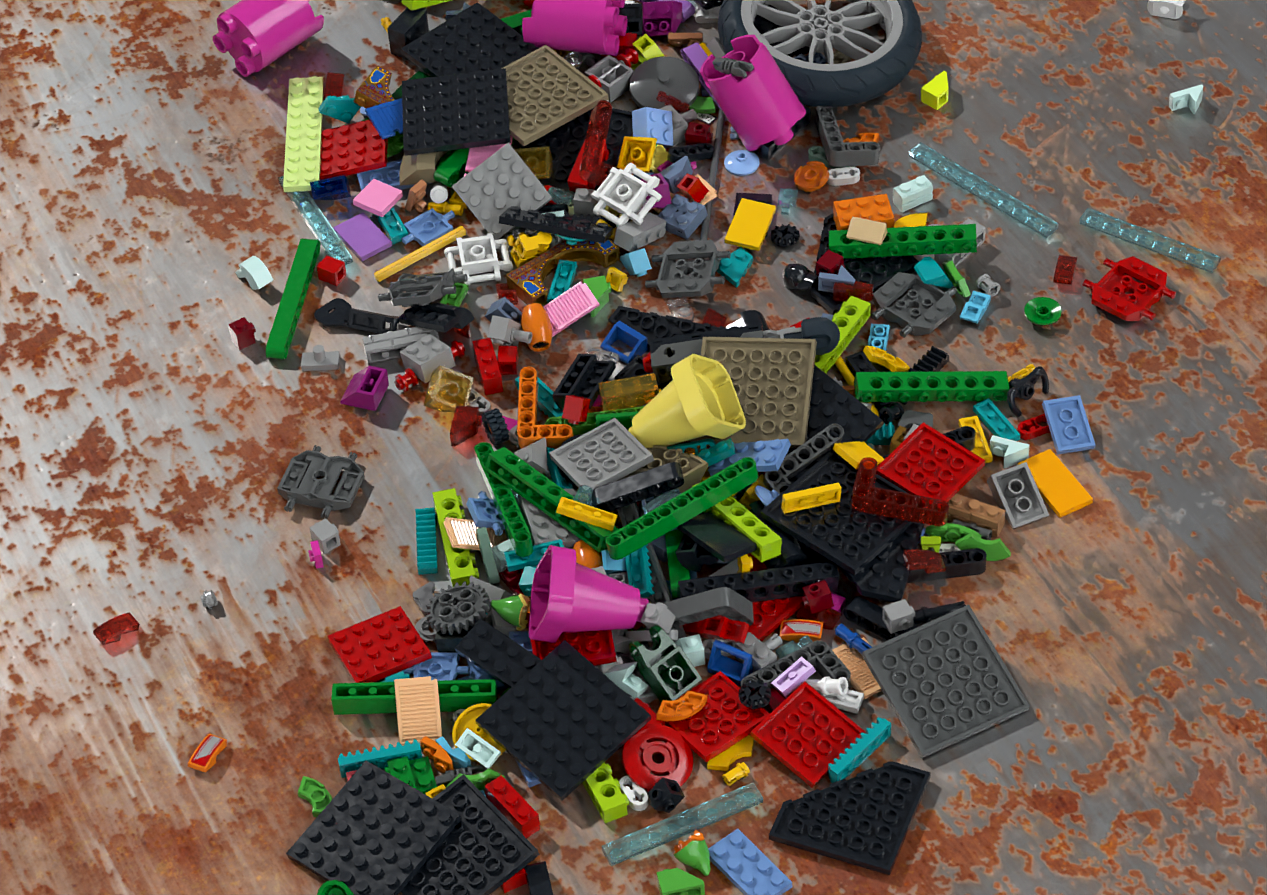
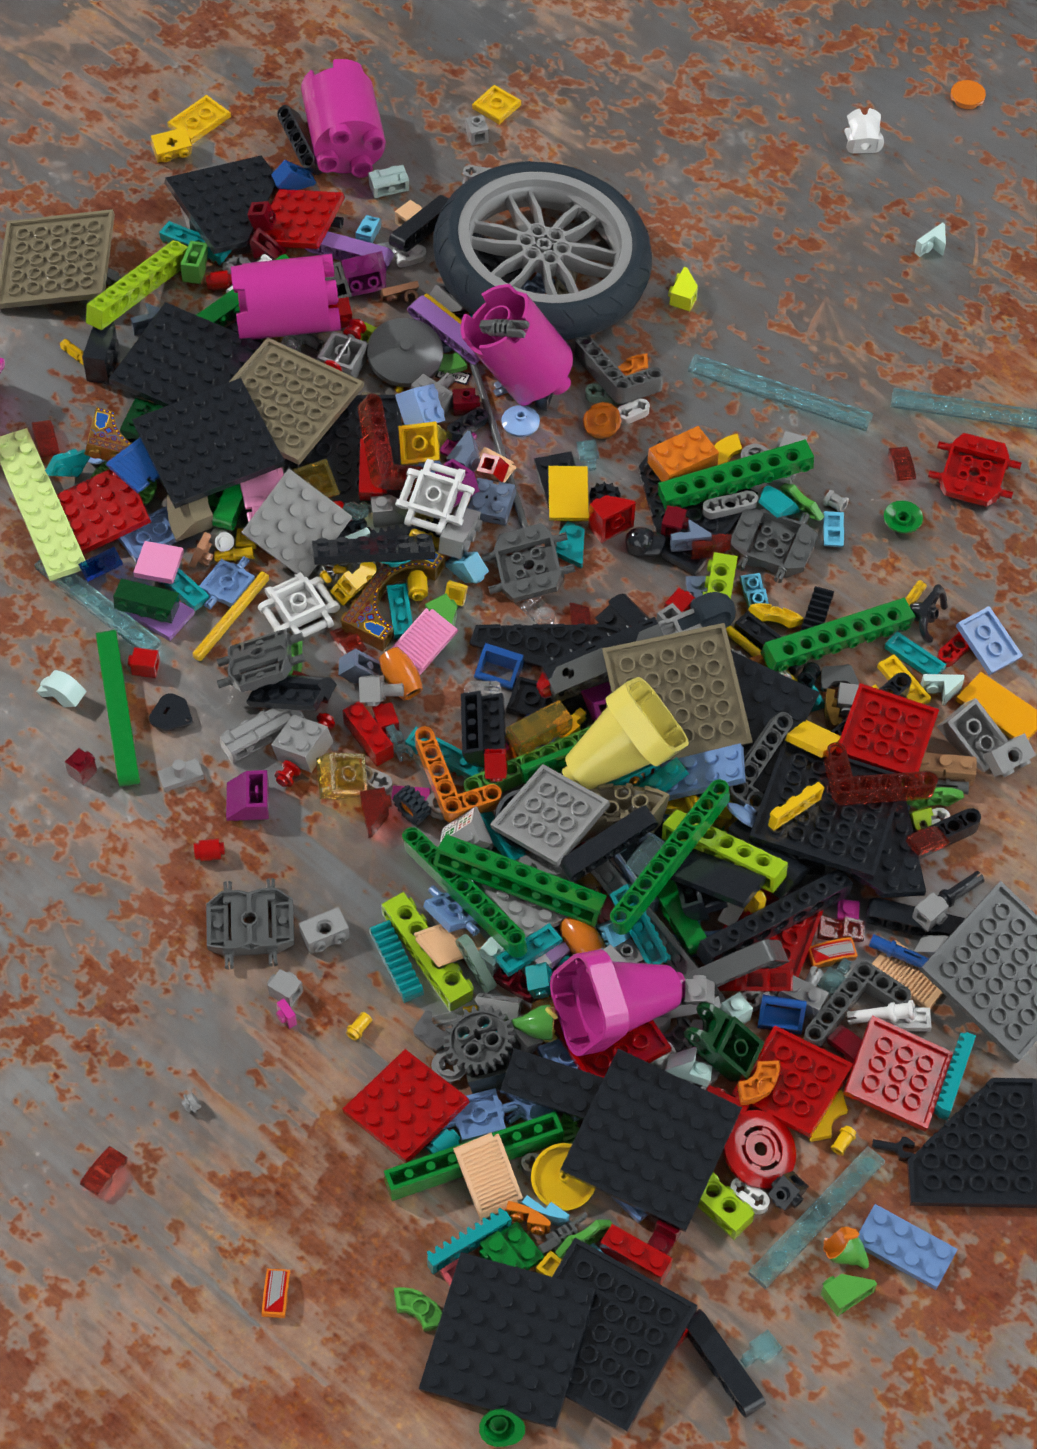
camera: 25 degrees left, 10 degrees up
(314, 420) = (209, 850): none -> red brick
(353, 223) = (146, 600): none -> dark green brick
(371, 580) = (360, 1024): none -> yellow pin
(372, 321) = (219, 713): black plate -> none
(378, 502) = (329, 921): none -> light grey brick
(478, 748) = (576, 1201): light aqua slope -> none
(509, 377) = (397, 738): none -> clear light blue plate
(546, 802) = (664, 1237): none -> dark red slope
(584, 495) = (557, 871): clear light blue piece -> none
(586, 266) = (417, 585): none -> yellow brick
(586, 513) = (569, 889): yellow tile -> none
(647, 47) = (369, 313): neon yellow slope -> none
(674, 102) = (425, 369): clear red axle -> none
(755, 701) = (833, 1053): black gear -> none
(777, 249) = (611, 516): none -> red slope
(781, 793) = (895, 1147): none -> black bar
(793, 677) = (856, 1012): lavender plate -> none
(817, 597) = (838, 911): dark red brick -> none
(866, 230) = (700, 475): tan slope -> none
(875, 260) = (721, 511): none -> light grey beam
(912, 193) = (715, 414): light aqua brick -> none
(994, 549) = (982, 802): bright green tile -> none
(1048, 511) = (998, 758): none -> light grey brick

